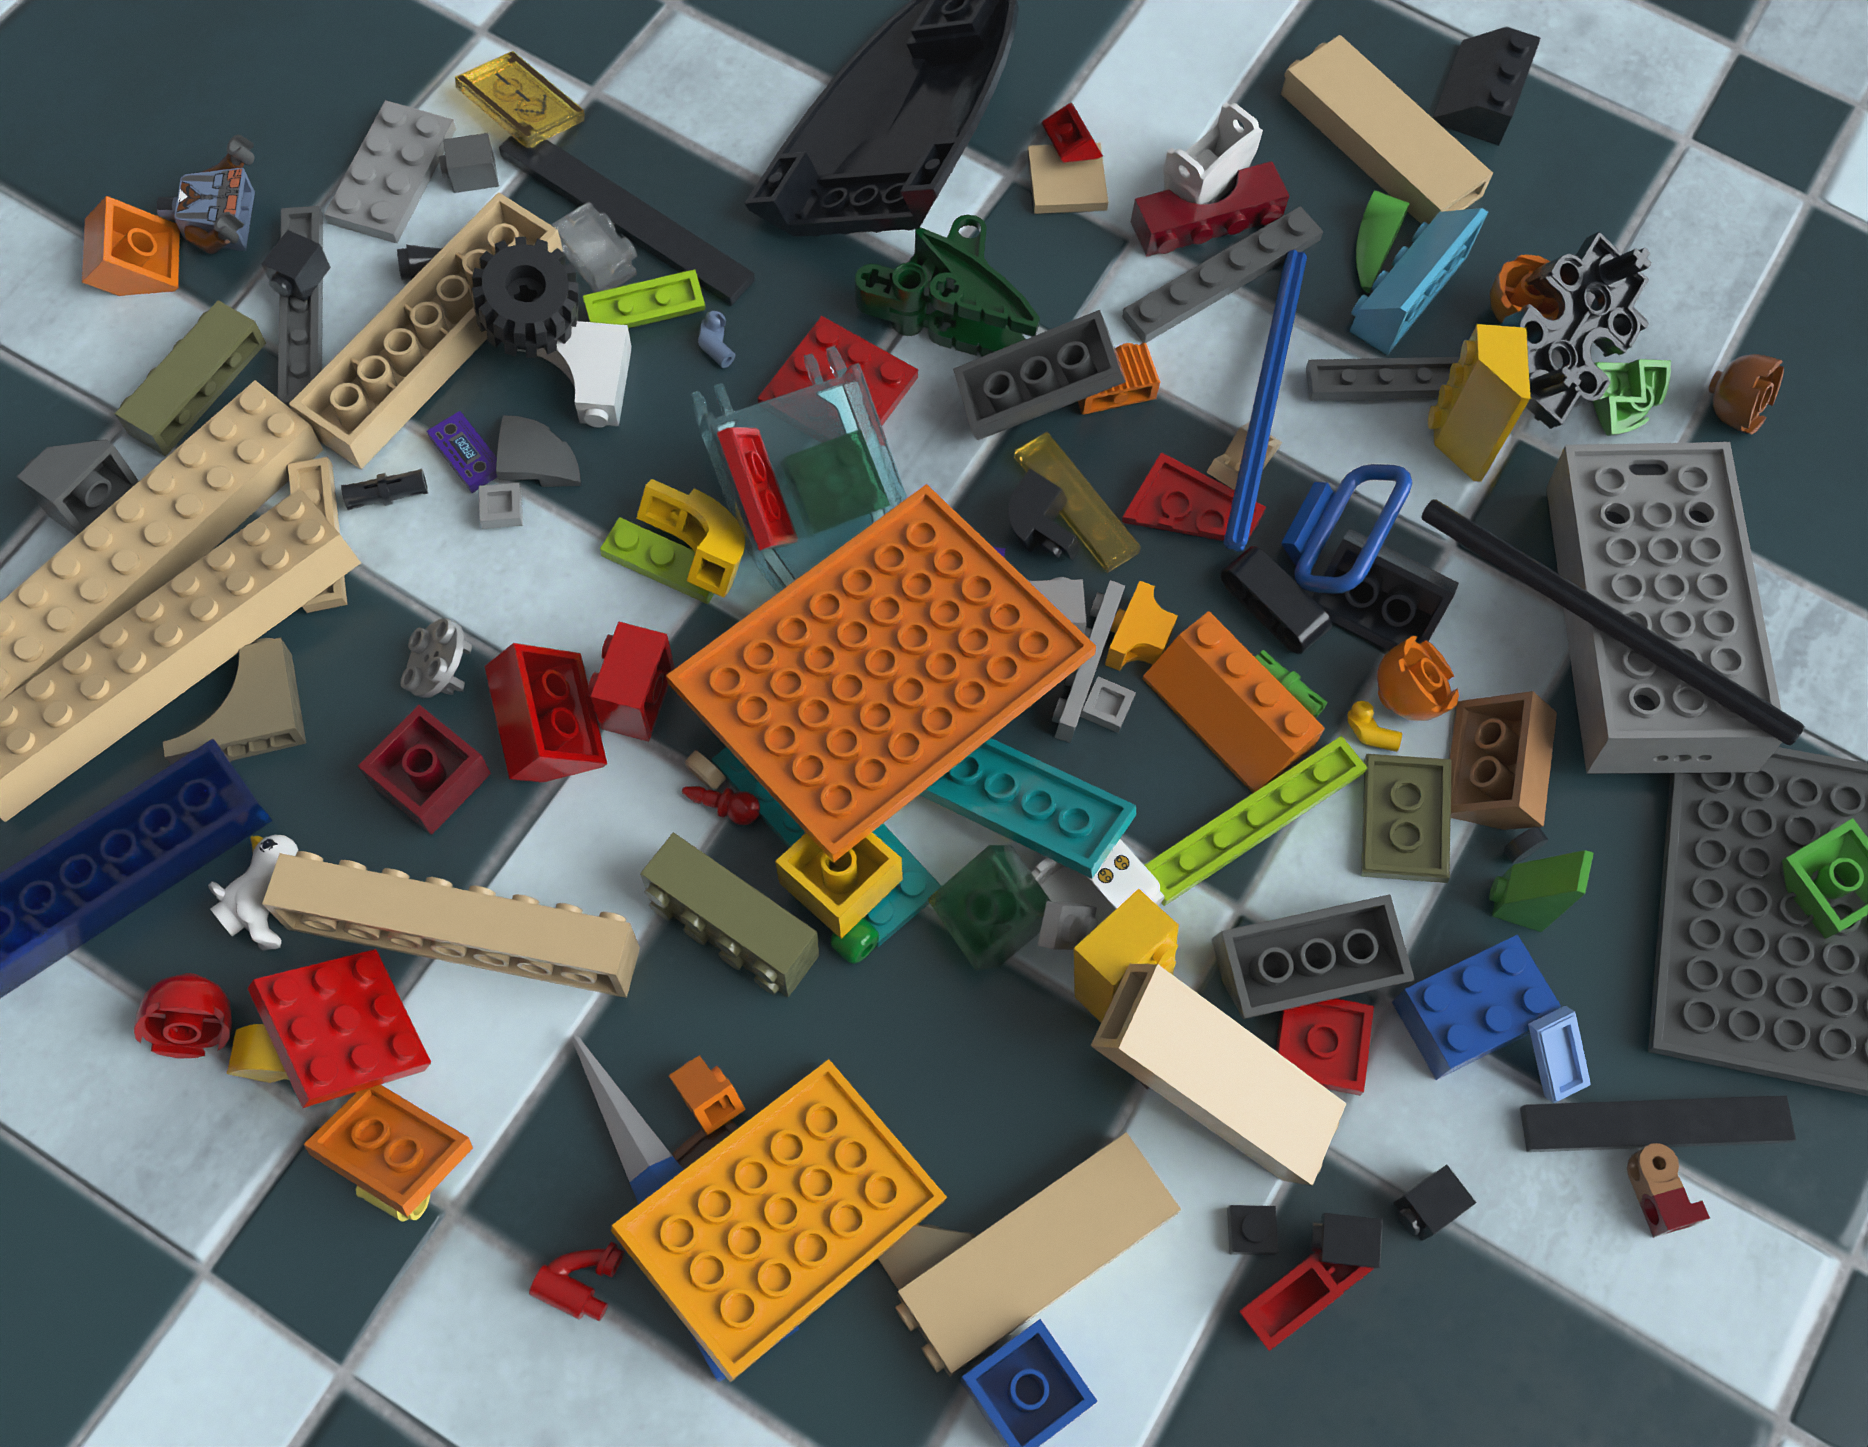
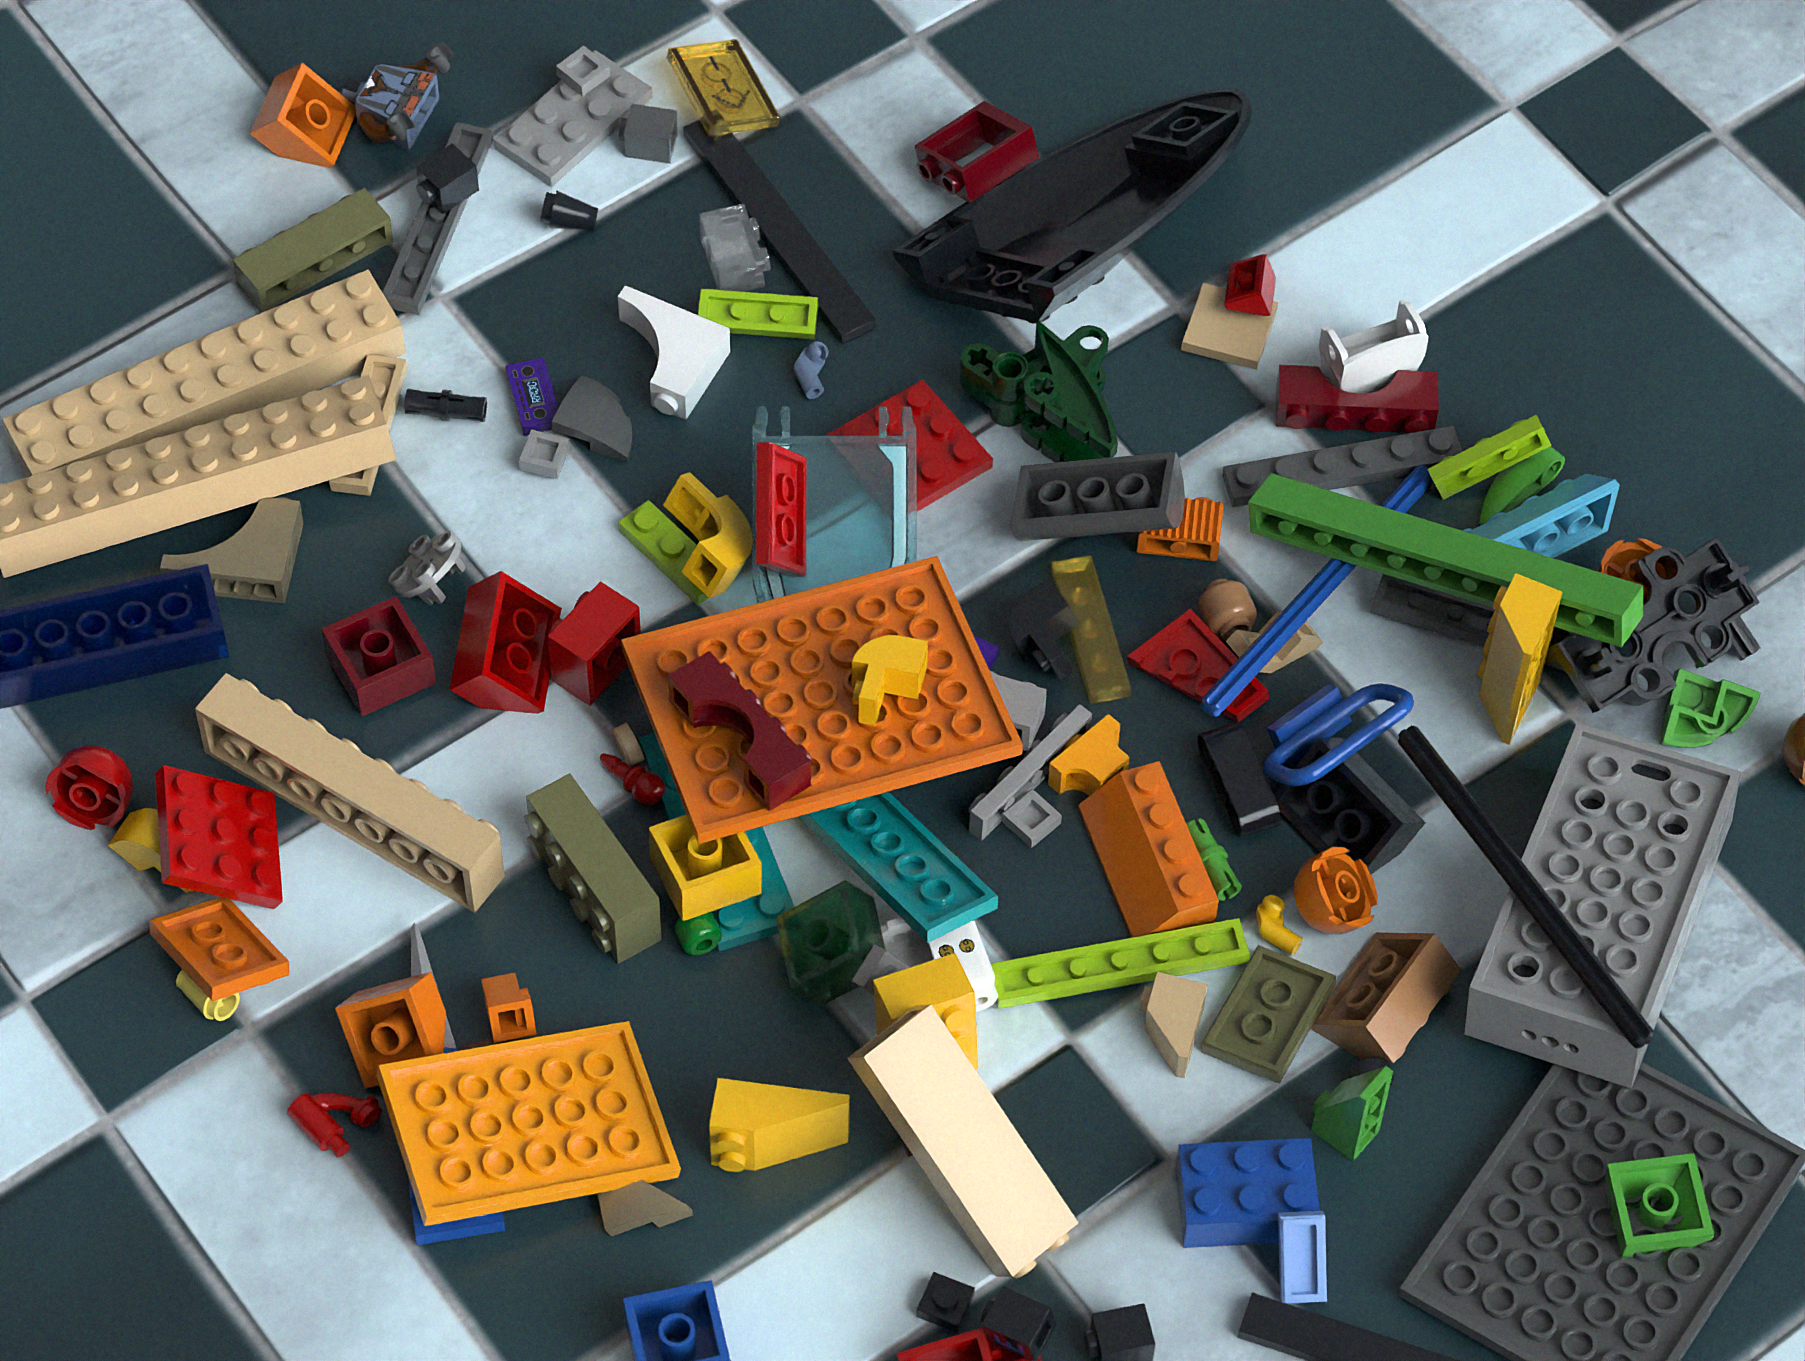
camera: 25 degrees right, 10 degrees down
(77, 481) = (177, 308): dark grey slope -> none
(242, 899) = (176, 714): white animal -> none
(383, 122) = (583, 71): none -> light grey tile
(412, 341) = (547, 274): tan brick -> none
(525, 297) = (641, 271): black wheel -> none
(603, 1163) = (393, 1023): none -> orange slope
(772, 60) = (984, 123): none -> dark red window
(783, 705) = (711, 695): none -> dark red arch
(834, 483) = (857, 530): clear green brick -> none
(940, 614) = (887, 666): none -> yellow brick
(1005, 1124) = (773, 1124): none -> yellow slope
(1035, 1255) = (744, 1240): tan brick -> none
(1192, 441) = (1227, 608): none -> medium nougat head
(1313, 956) = (1109, 1087): dark grey slope -> none
(1328, 1042) = (1092, 1170): red plate -> none
(1330, 856) = (1173, 1017): none -> tan slope
(1352, 222) = (1489, 456): none -> lime plate
(1371, 329) = (1439, 556): none -> bright green brick
(1384, 131) = (1578, 380): tan brick -> none
(1486, 83) = (1714, 368): black slope -> none

